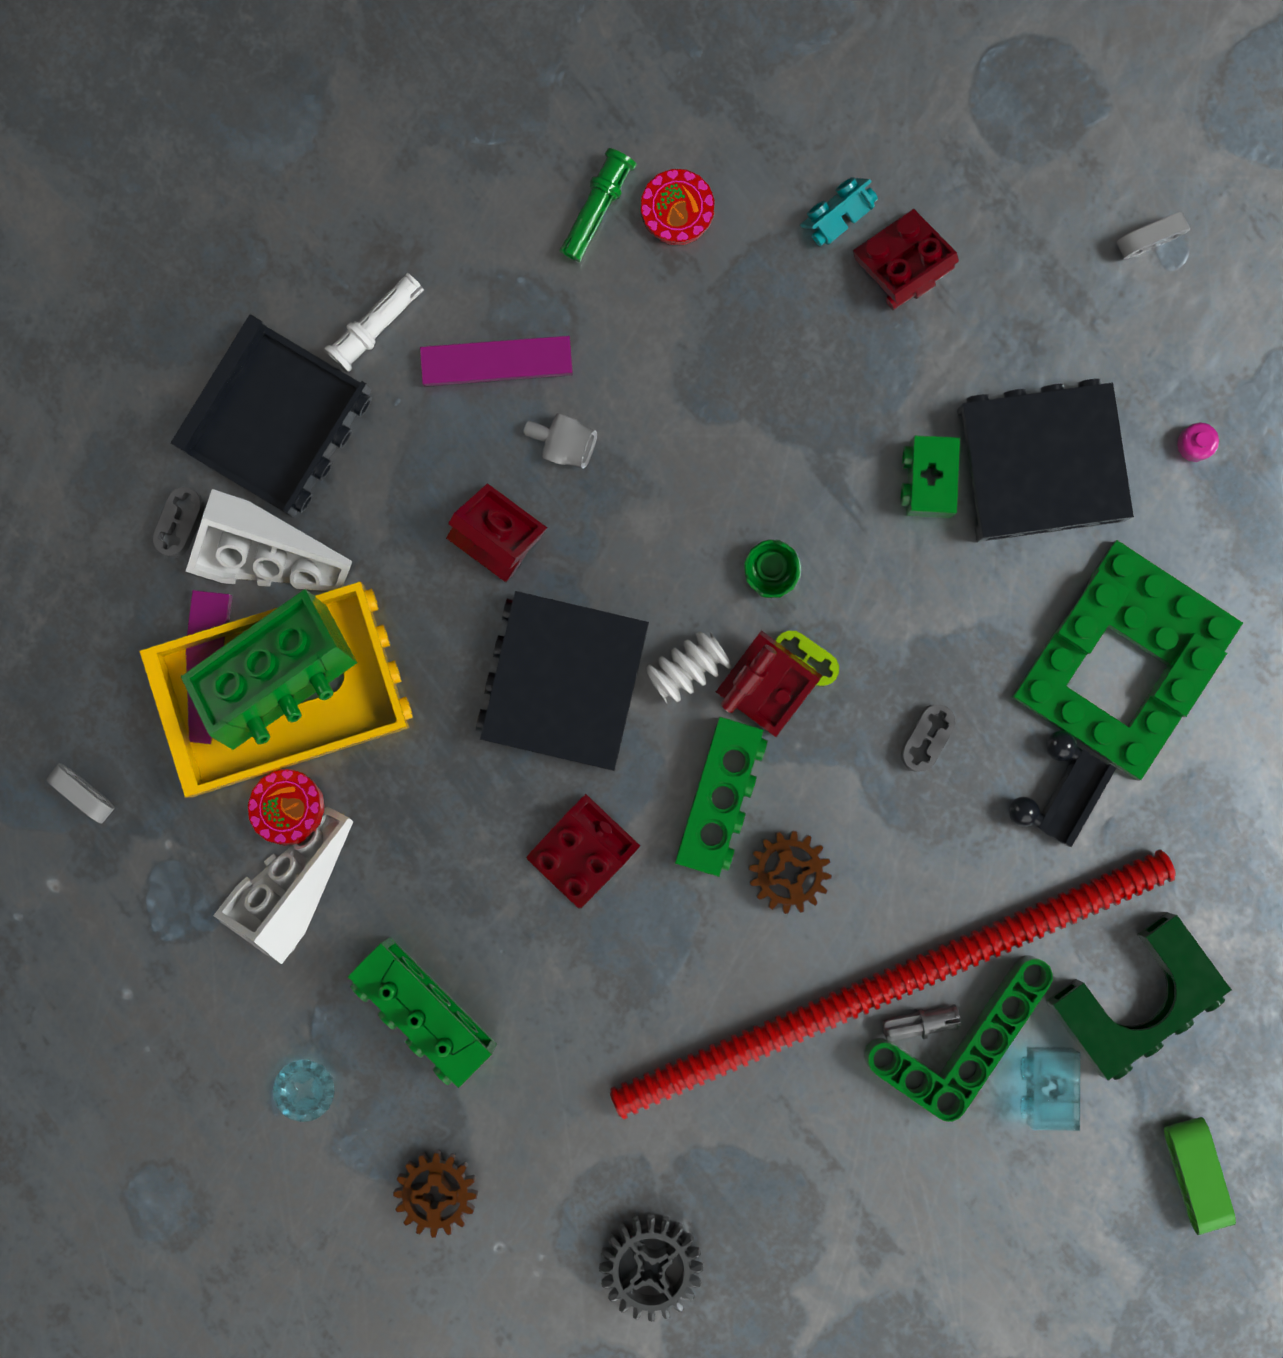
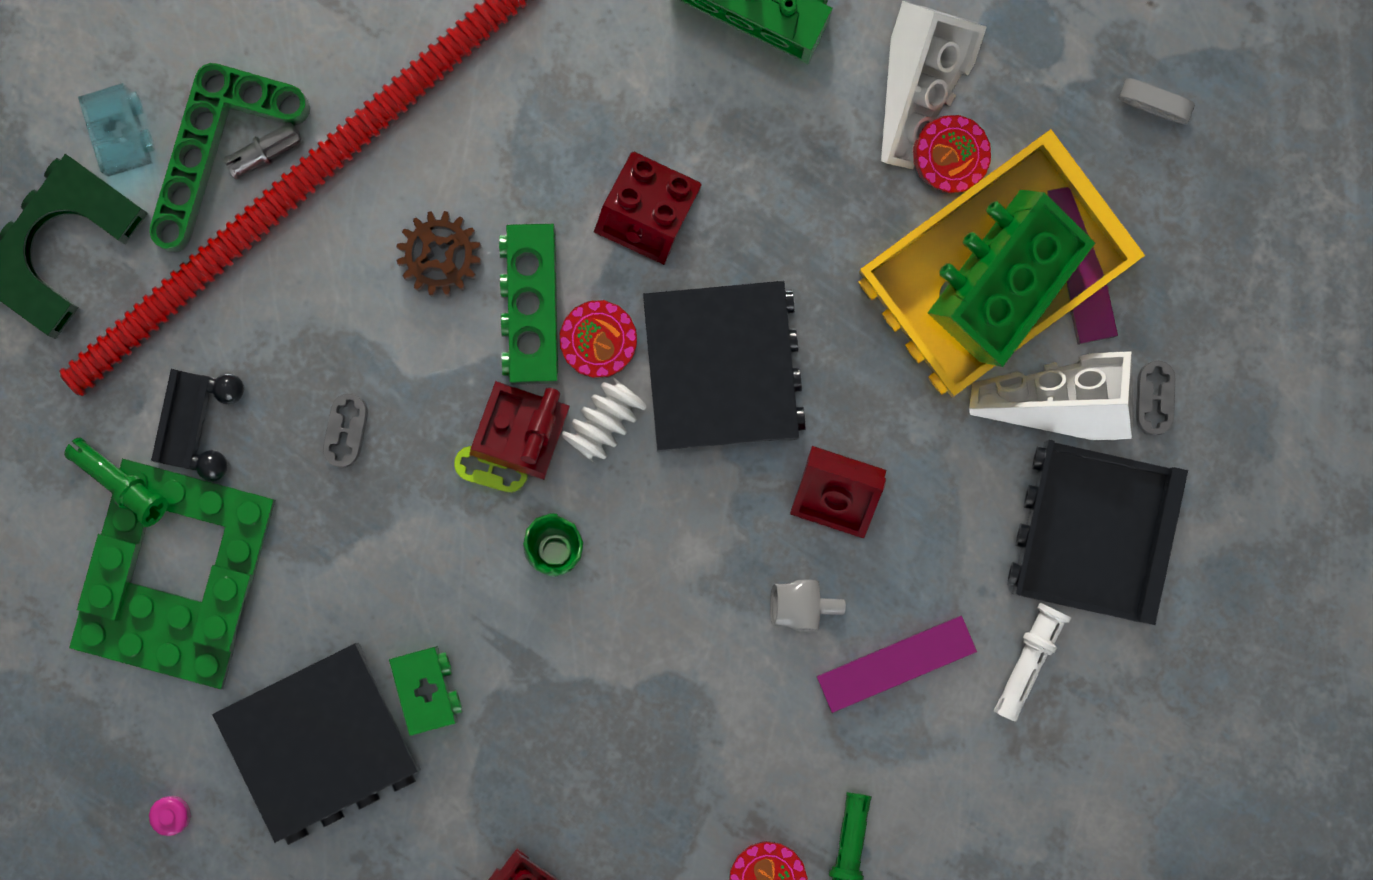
camera: 165 degrees right, 0 degrees up
(668, 745) = (598, 339): none -> tile
(1148, 746) = (126, 490): none -> green pin

